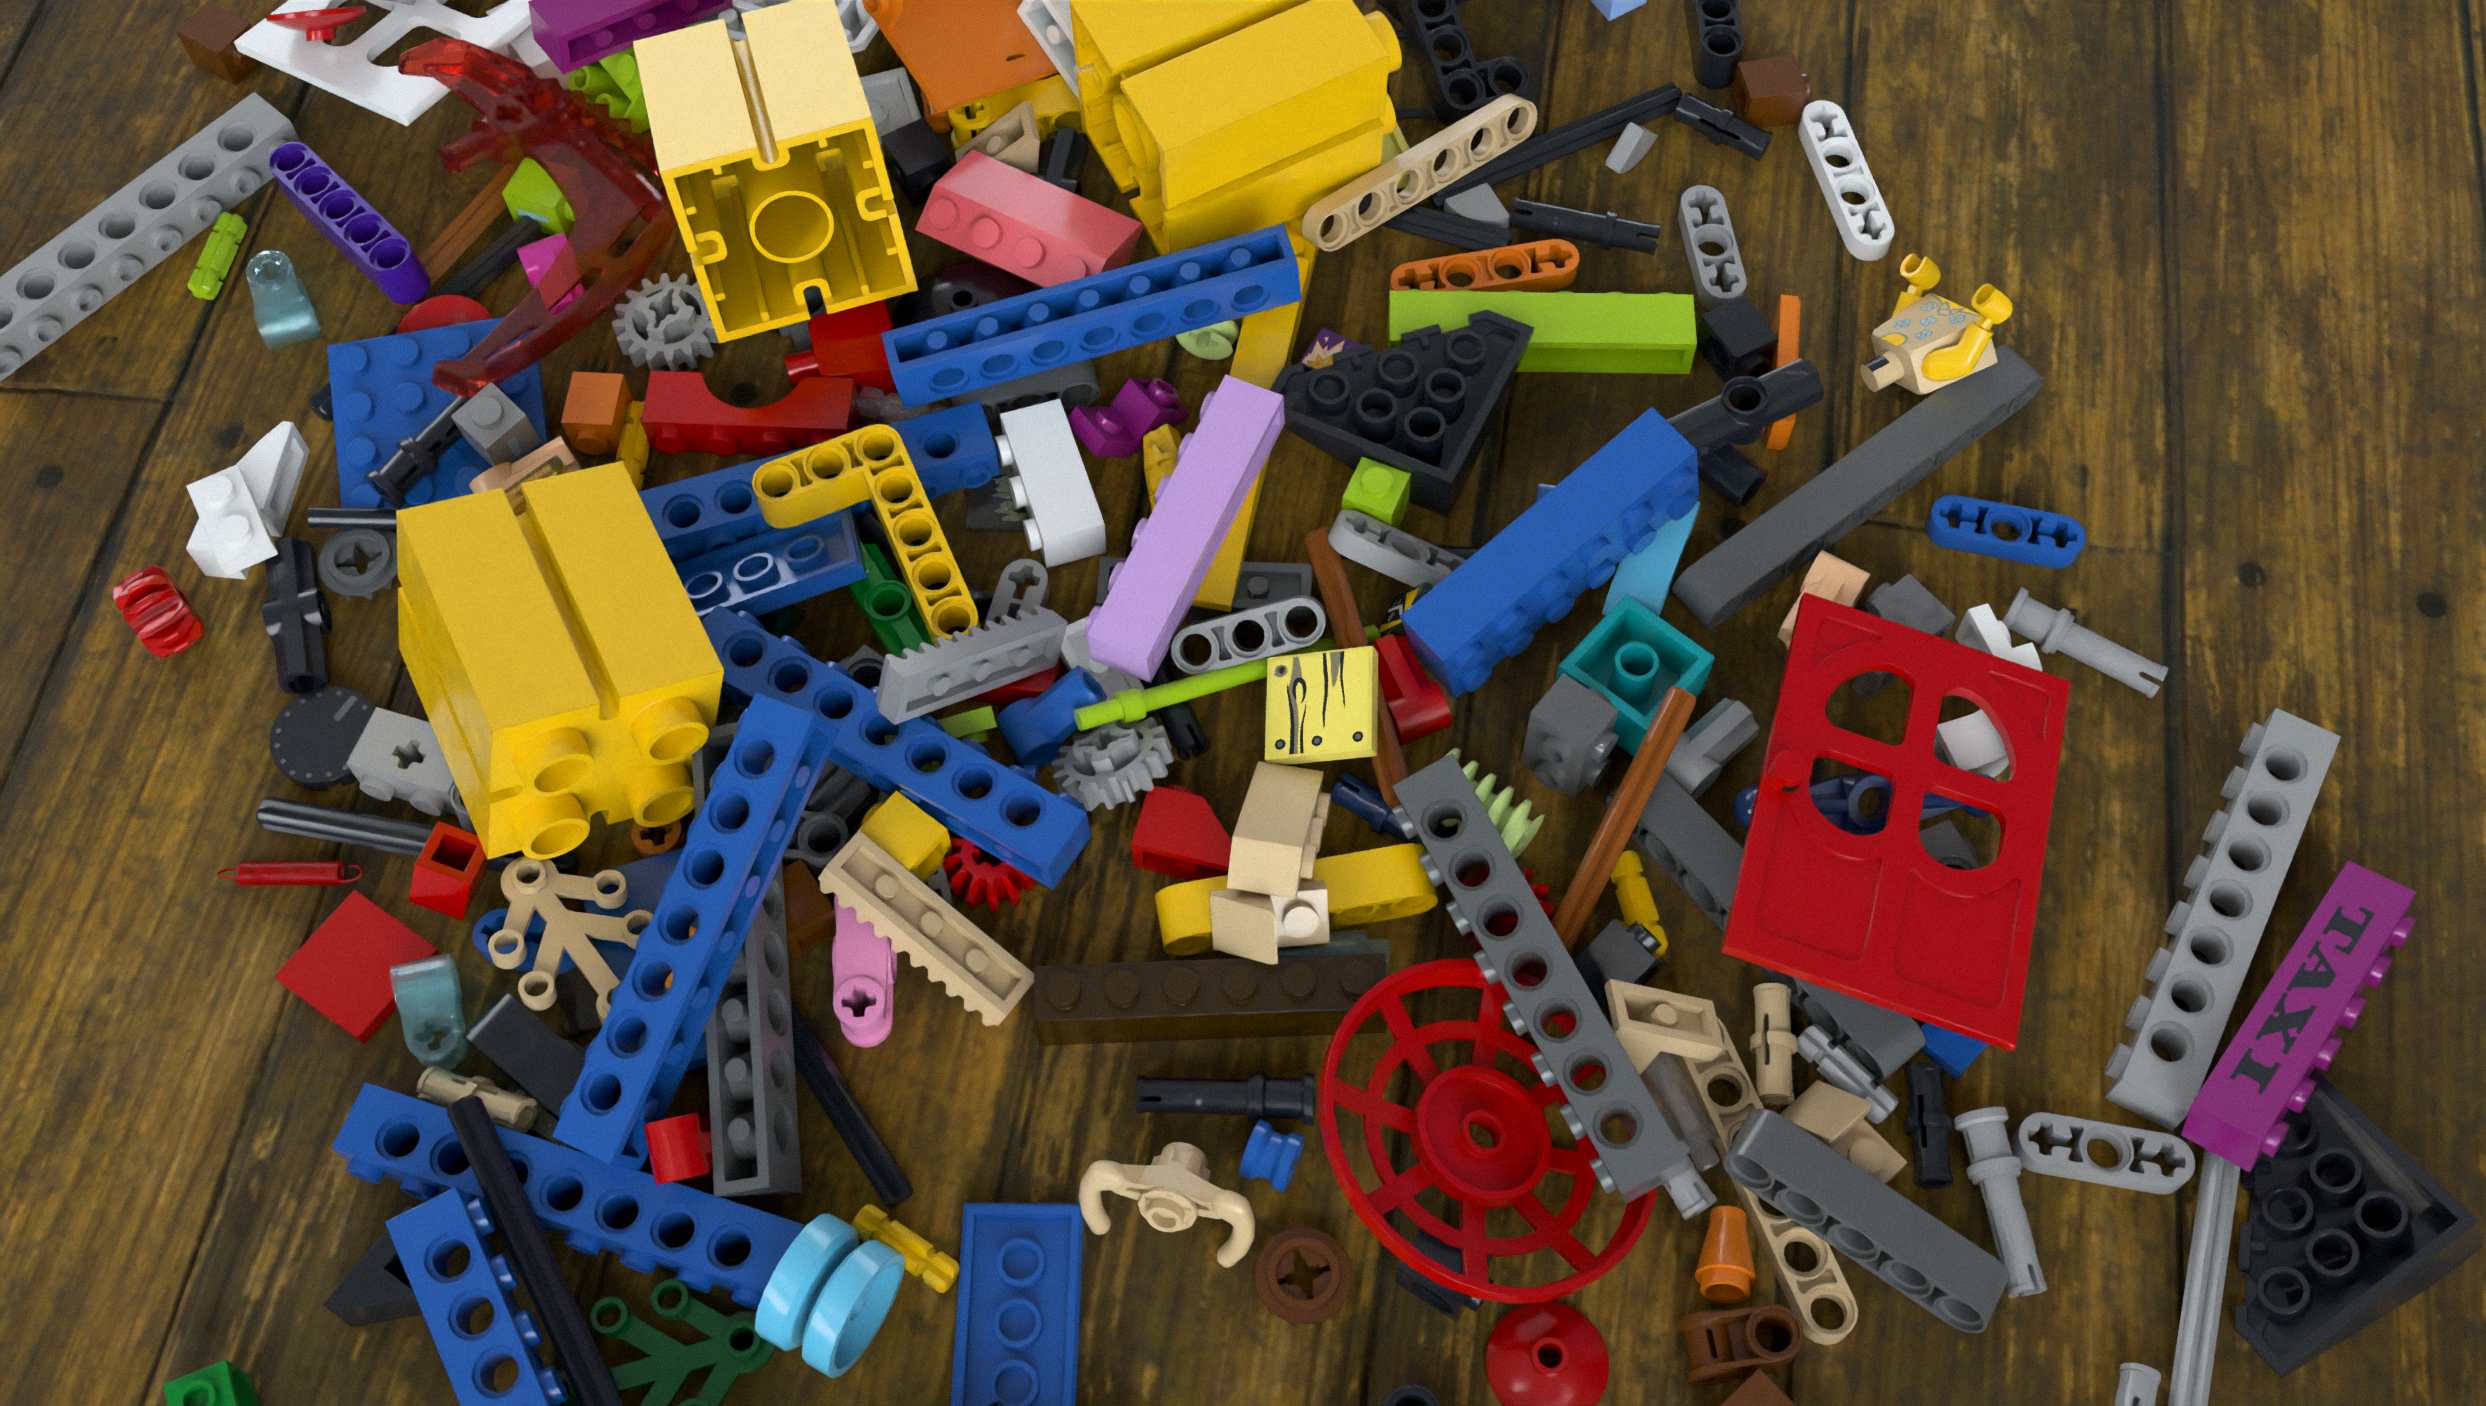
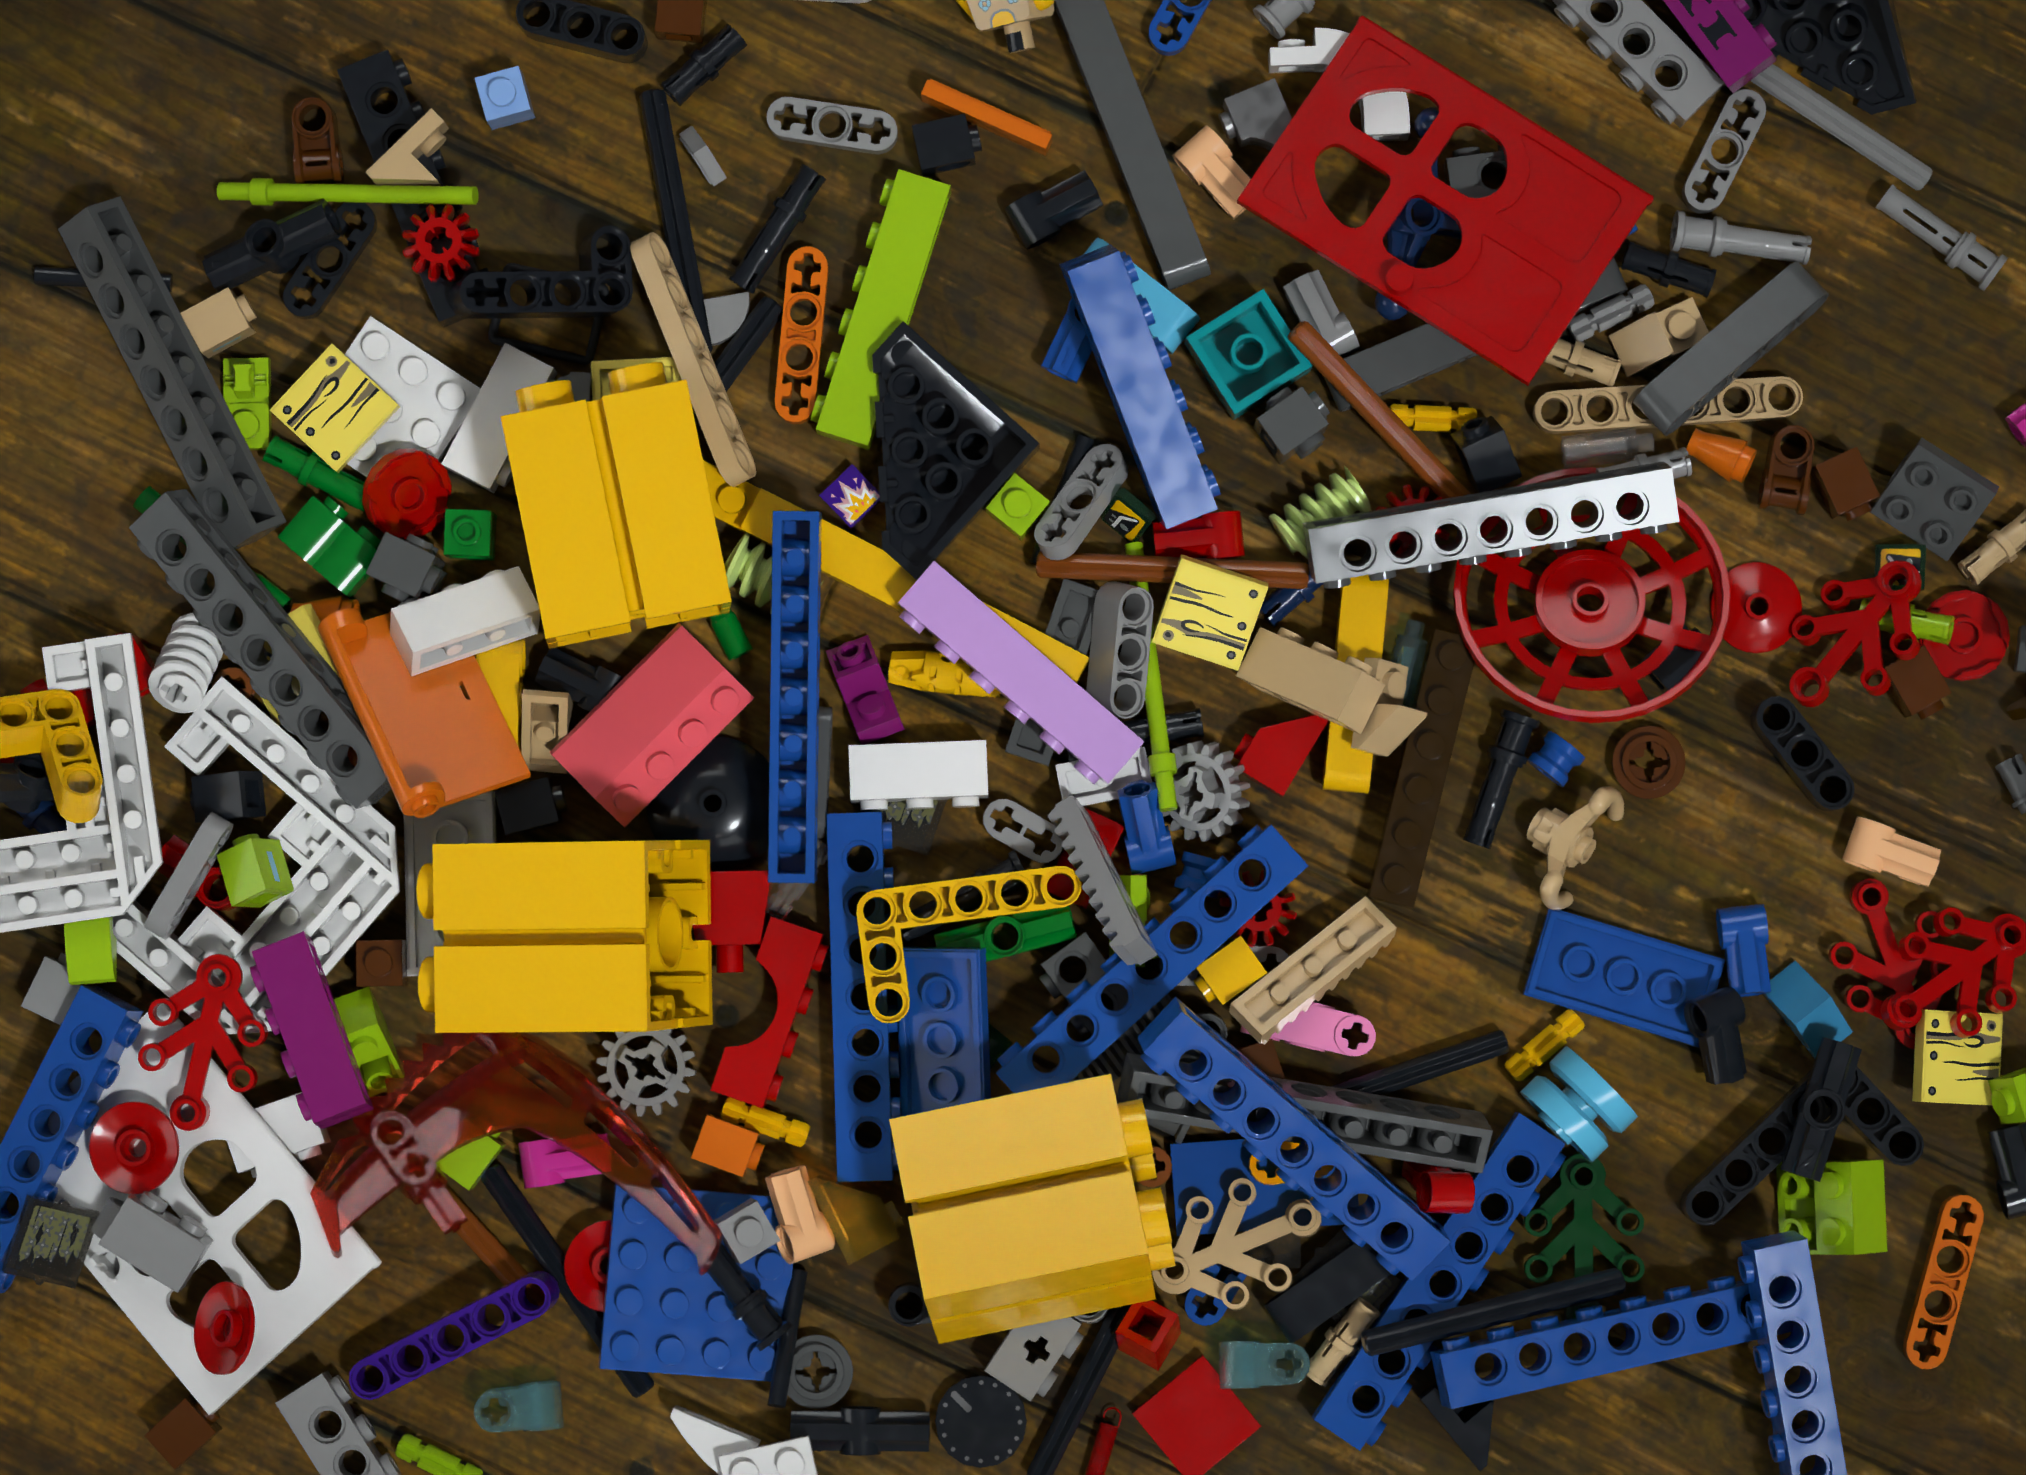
camera: 70 degrees left, 25 degrees up
(1662, 1021) = (1549, 440): tan slope -> none
(1749, 406) = (1035, 147): black piece -> none

